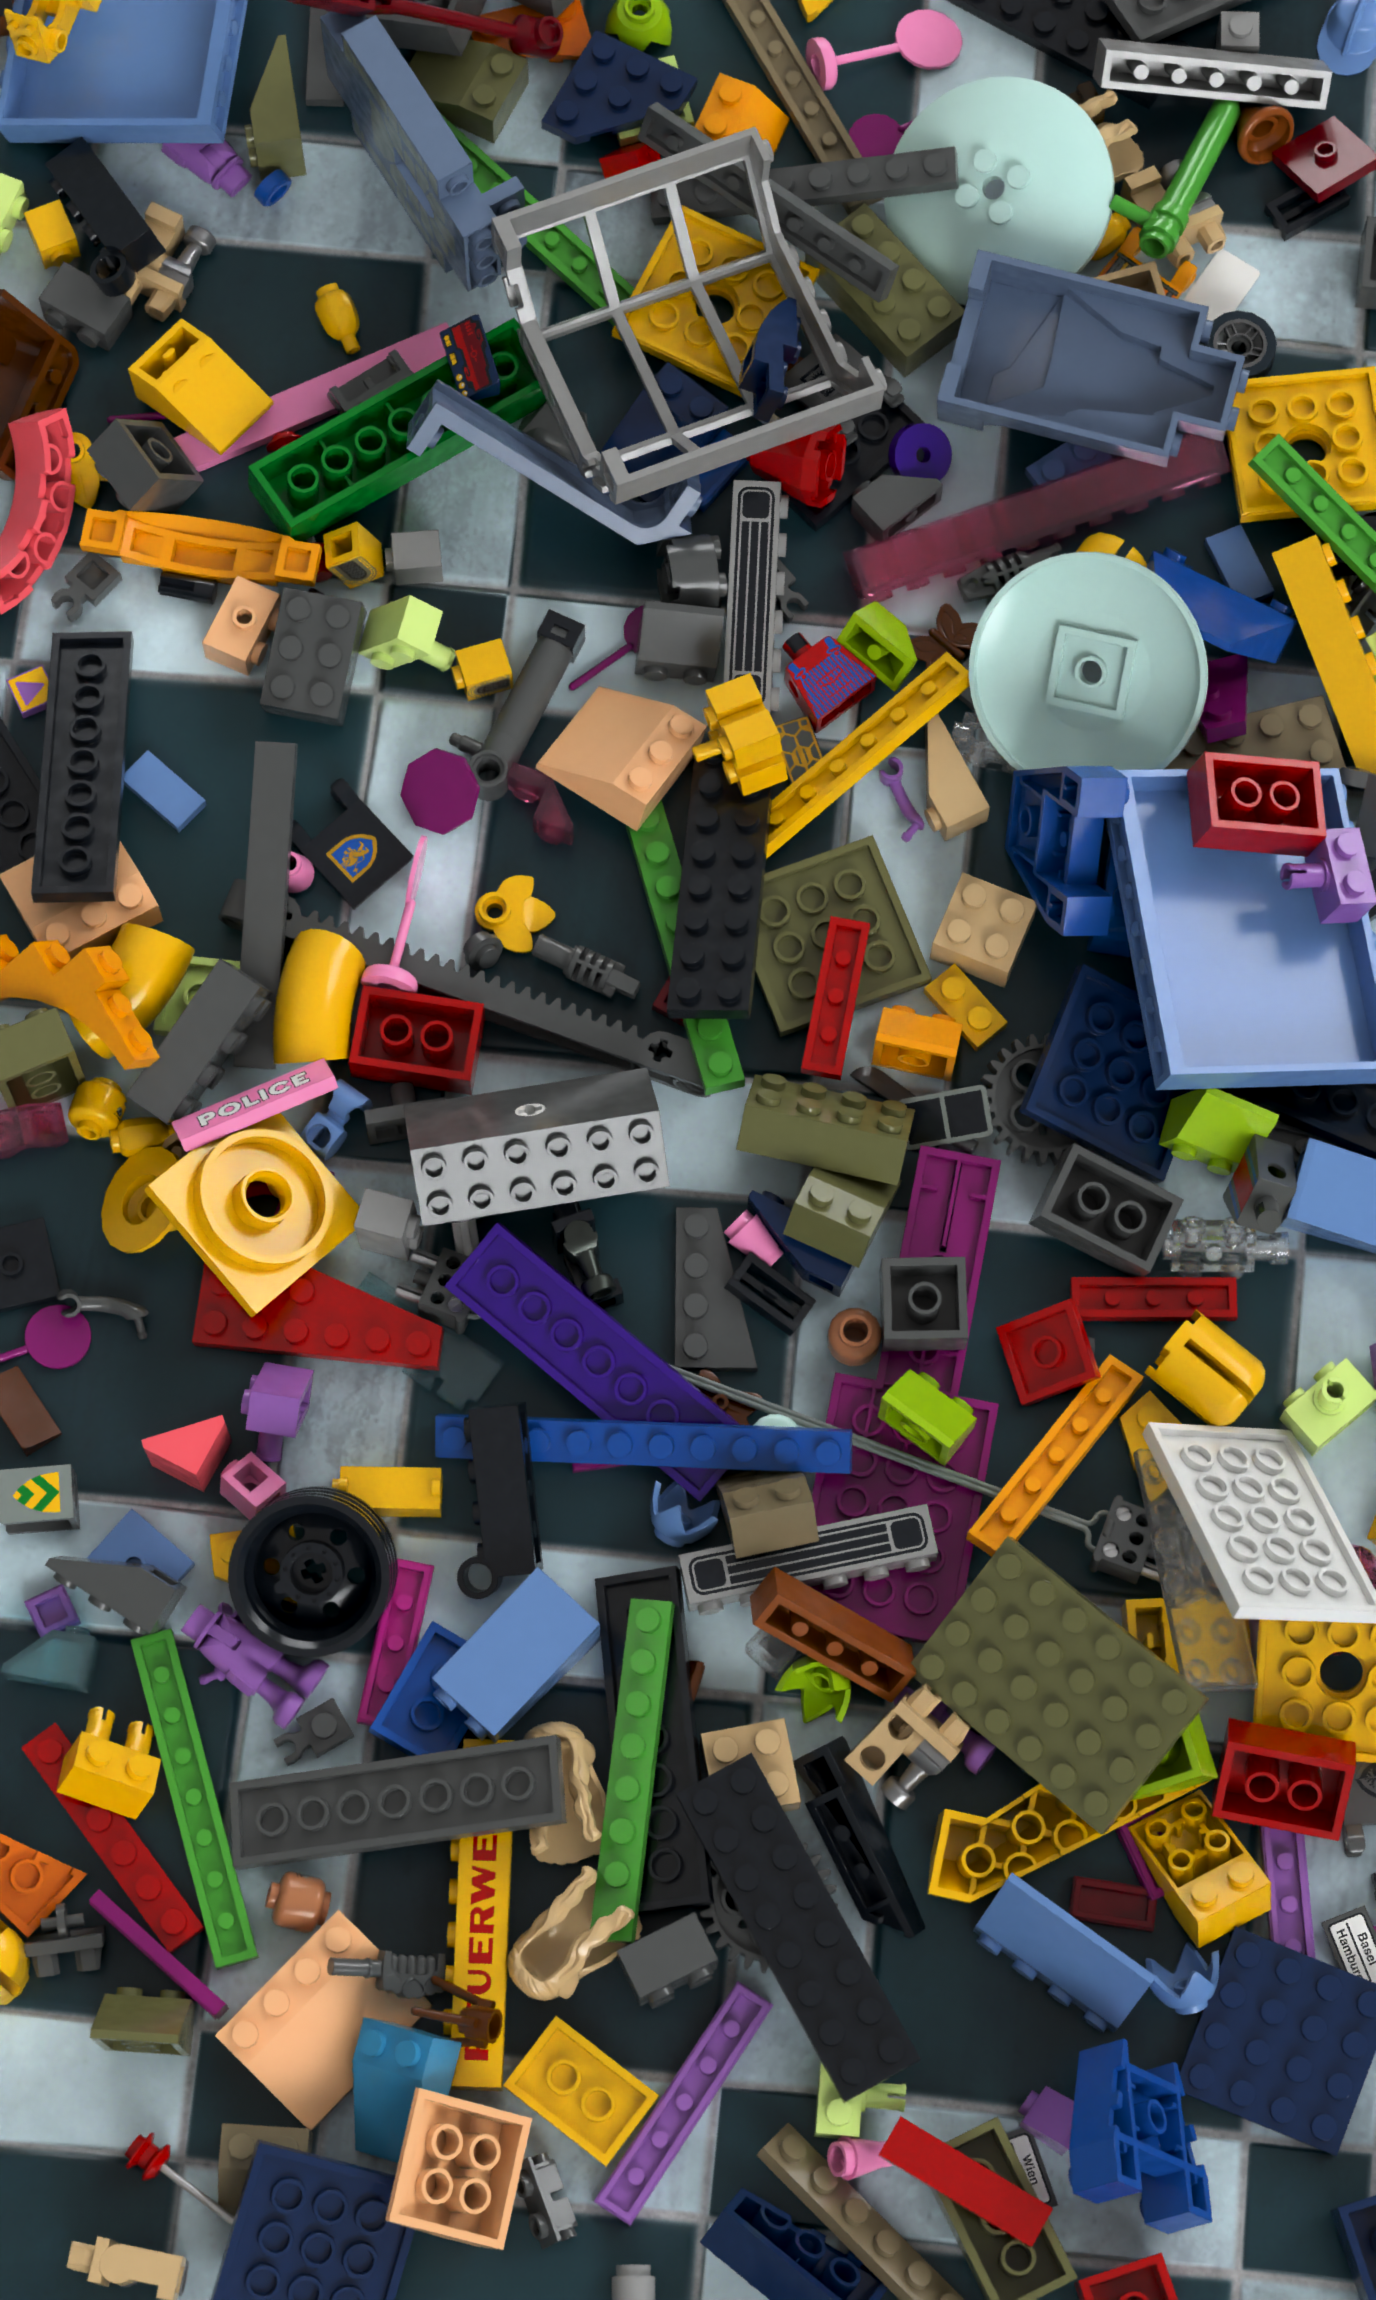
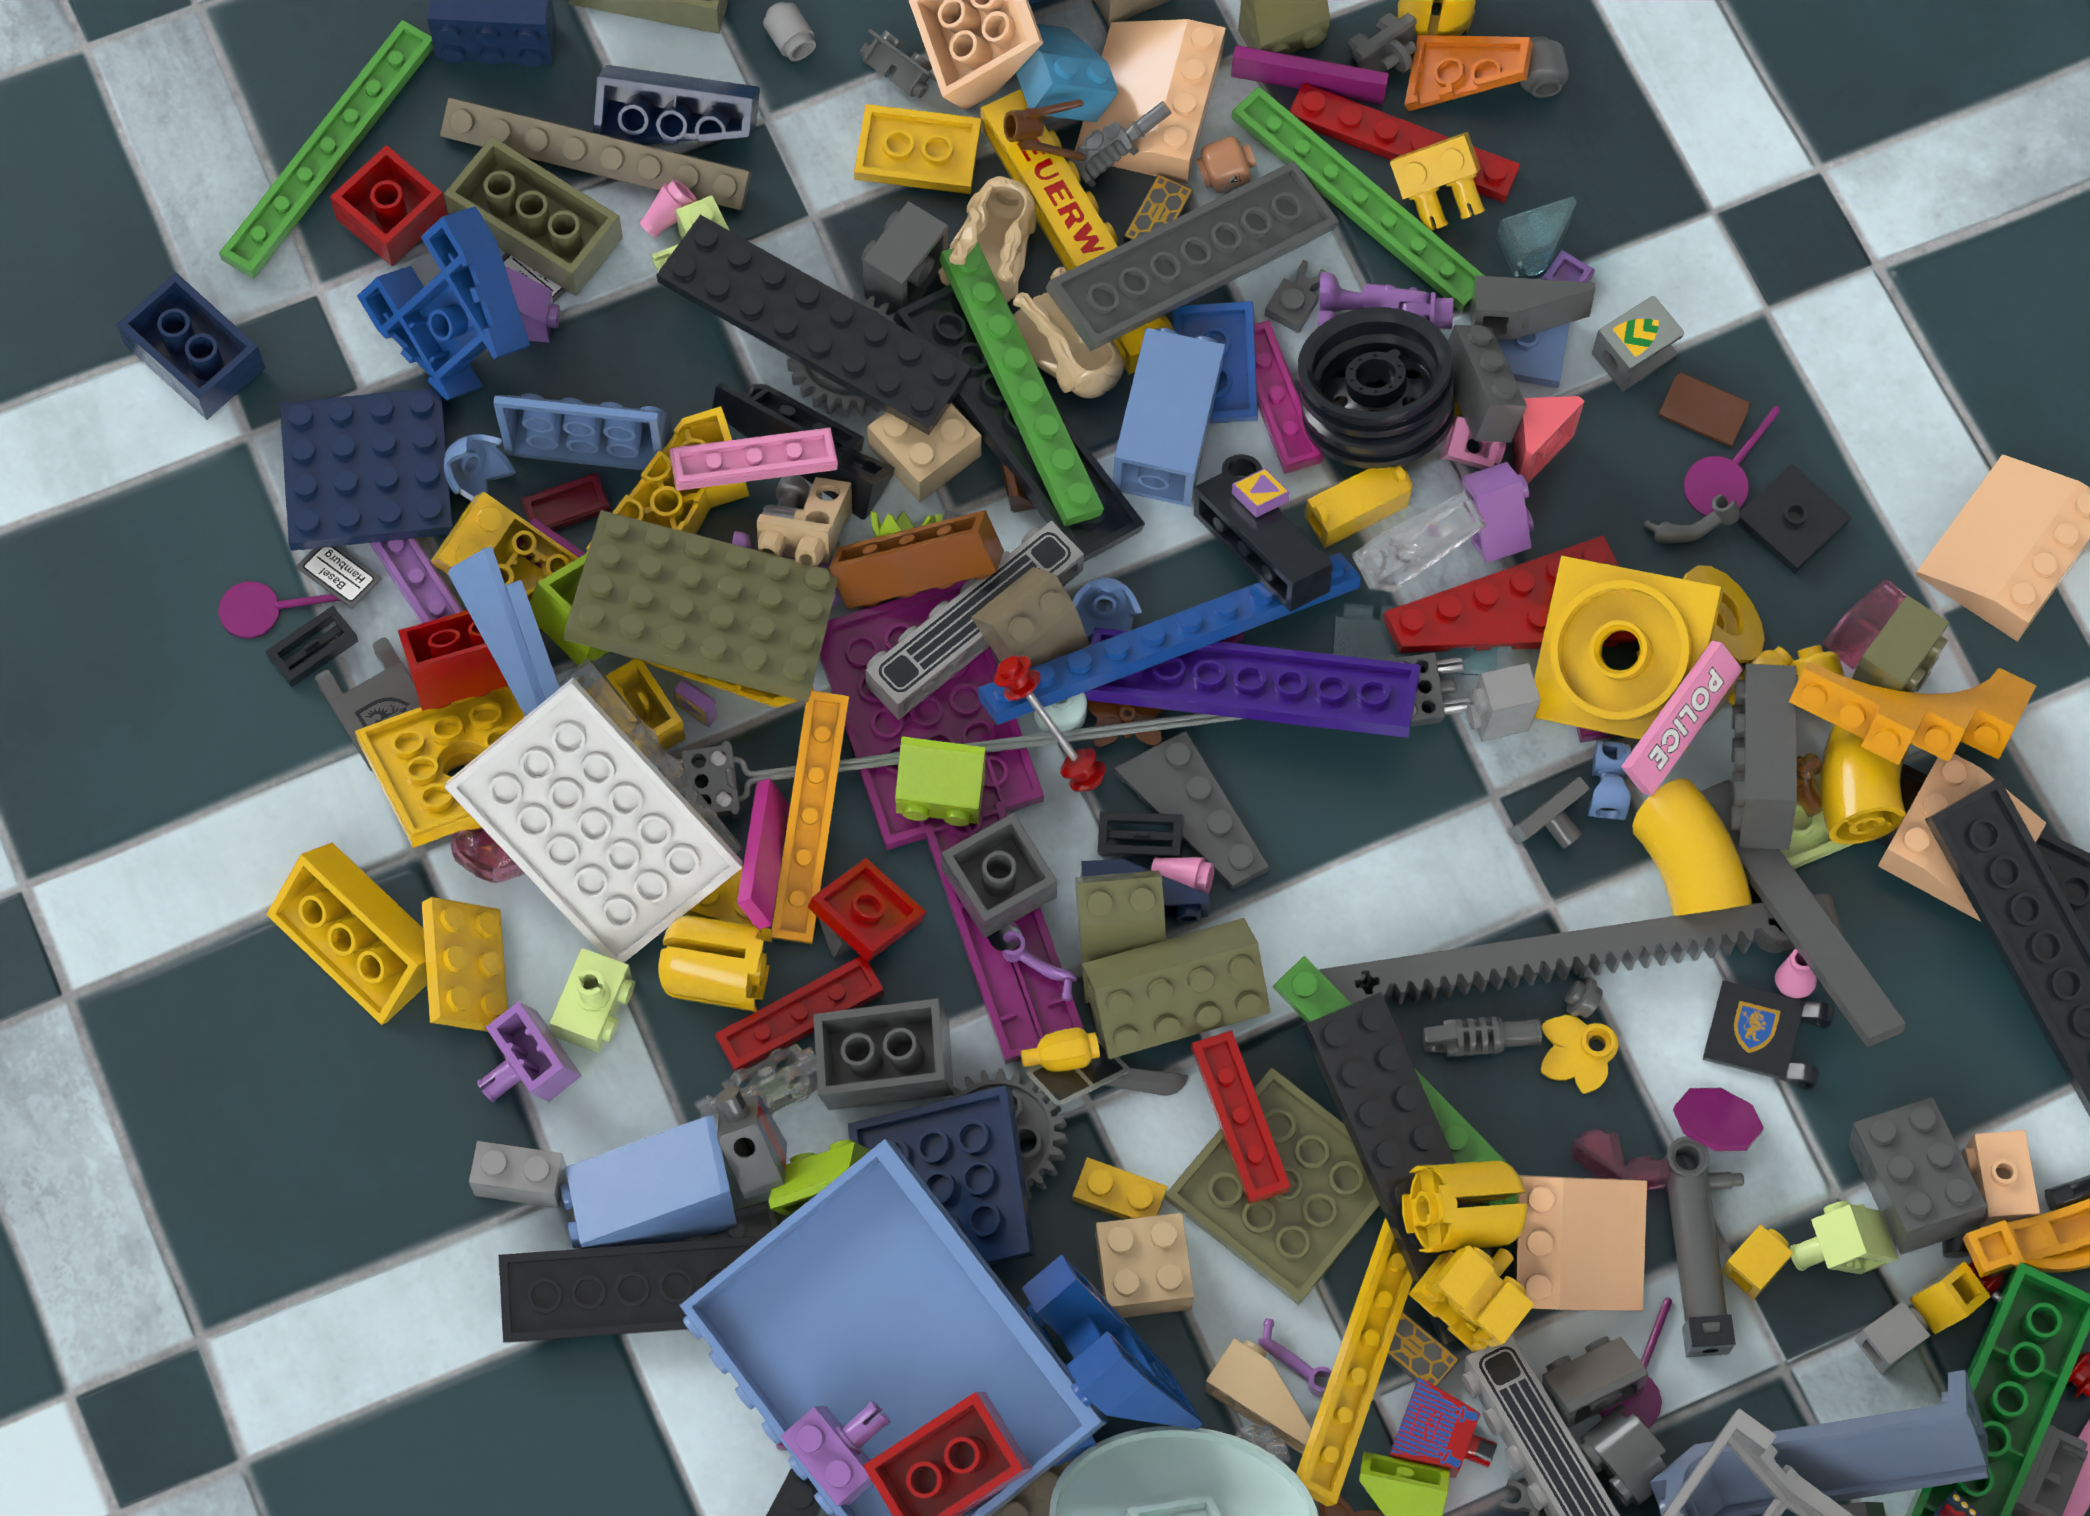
camera: 150 degrees right, 5 degrees down
(163, 791) = (1962, 990): medium blue tile -> none
(181, 999) = (1806, 793): none -> clear orange arm
(213, 1522) = (1484, 384): none -> dark grey brick
(370, 1407) = (1417, 543): none -> clear slope
(391, 975) = (1643, 908): bright pink piece -> none
(392, 1891) = (1162, 204): none -> tile
(417, 1039) = (1586, 877): red brick -> none
(483, 1525) = (1260, 492): none -> medium lavender tile
(534, 1149) = (1419, 820): piece -> none
(578, 1240) = (1321, 771): hips -> none
(683, 2103) = (832, 181): medium lavender tile -> none
(706, 804) = (1438, 1189): none -> yellow cylinder
(817, 1437) = (1020, 683): none -> red axle
(854, 1337) = (1048, 828): nougat head -> none
(917, 1042) = (1143, 1122): light orange slope -> none
(926, 1217) = (1041, 966): none -> medium lavender piece
(928, 1817) = (753, 459): none -> bright pink tile
(951, 1133) = (1063, 1050): none -> yellow plant
(965, 2182) = (571, 210): red tile -> none
(1116, 1439) = (763, 854): none -> dark pink tile
(1248, 1738) = (507, 627): none -> medium blue wedge

